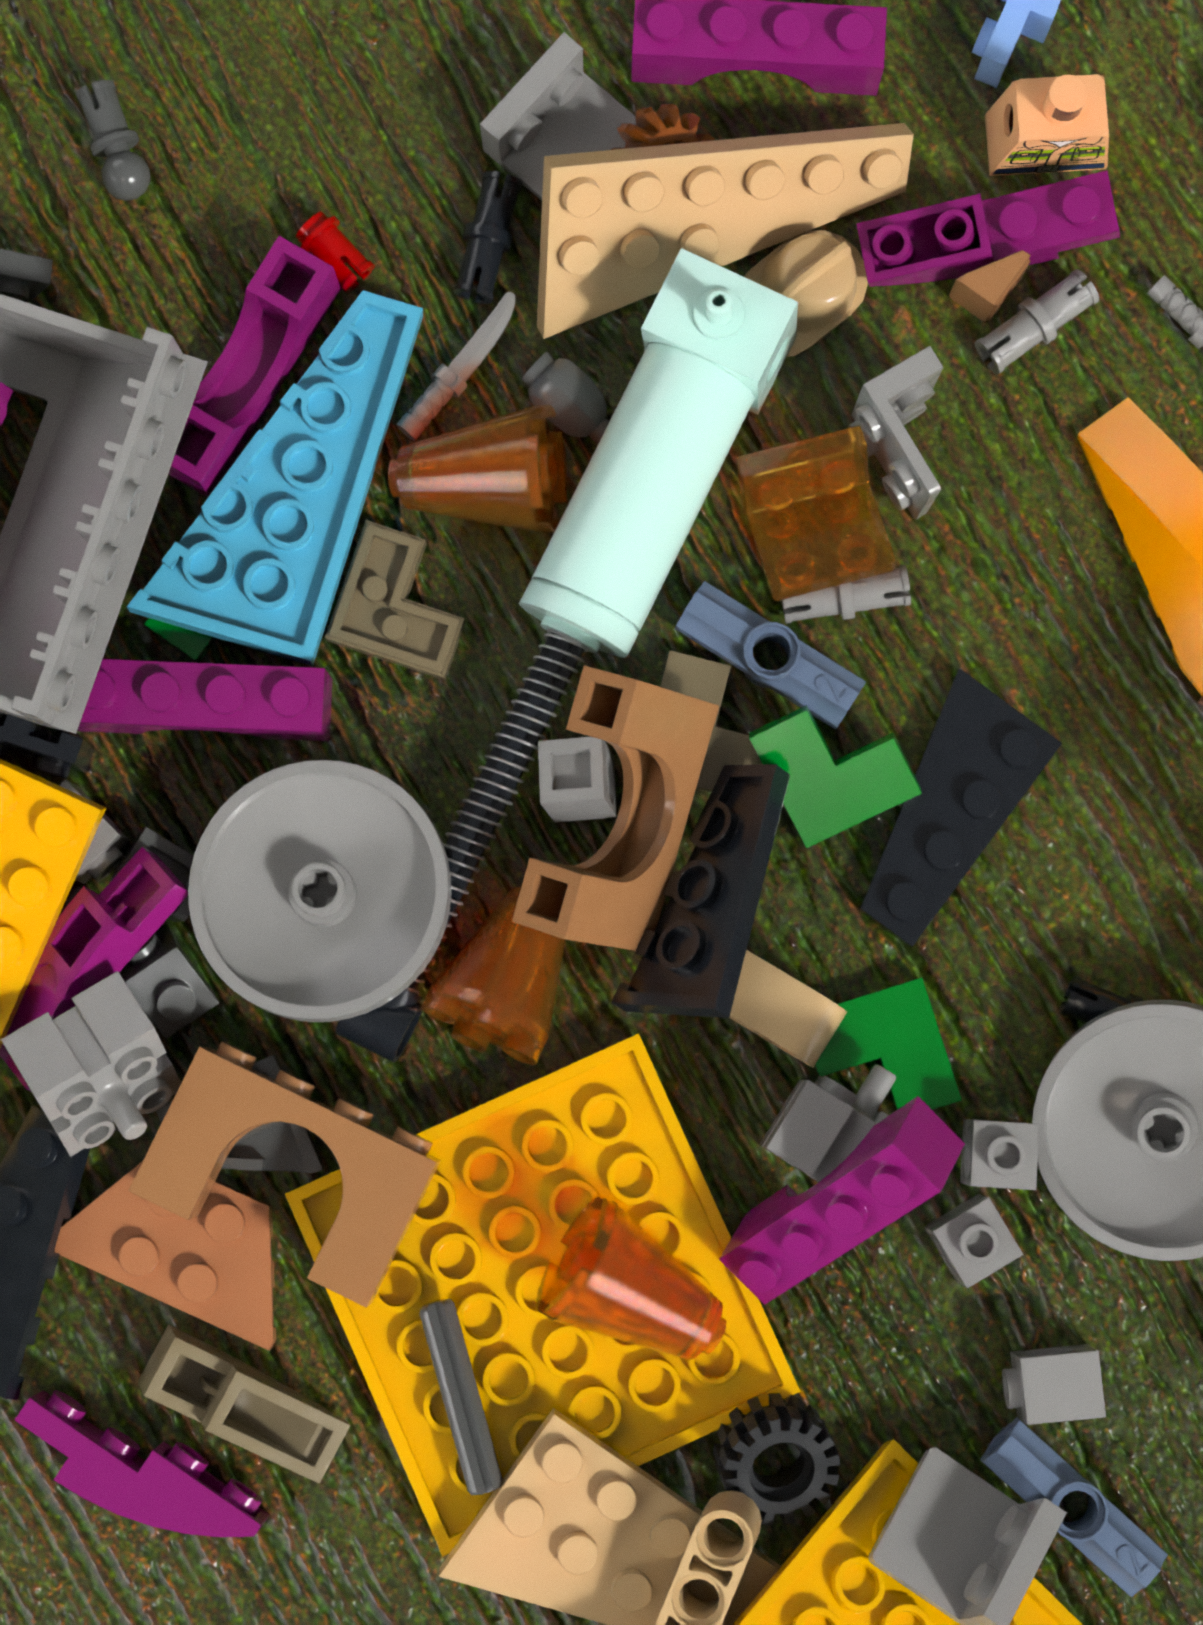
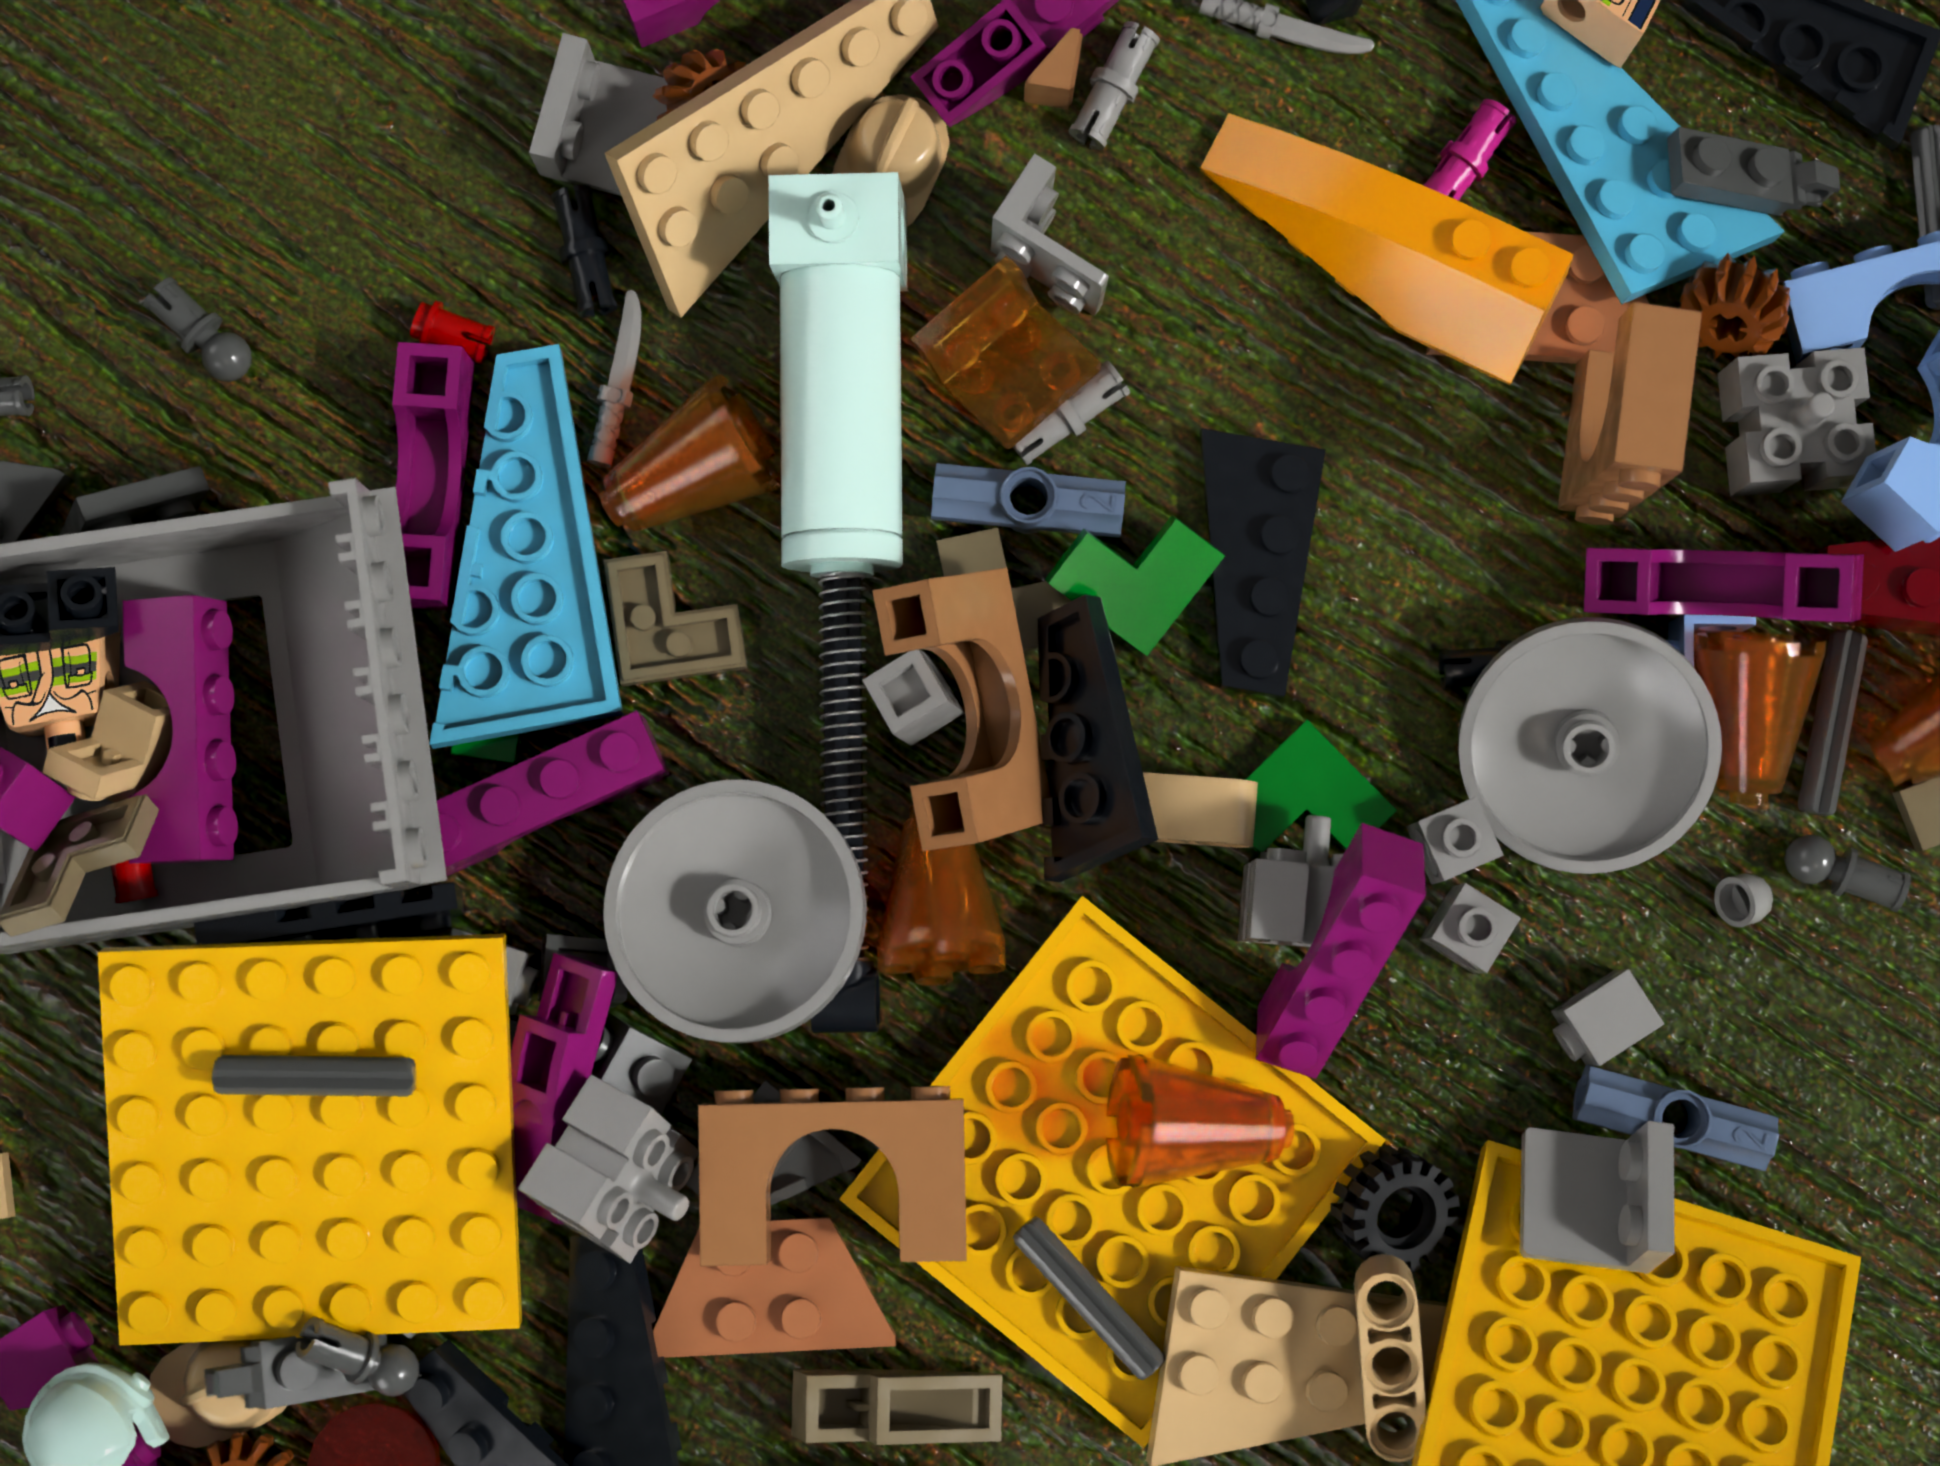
camera: 30 degrees left, 0 degrees up
(571, 393) = (733, 354): dark grey plant -> none

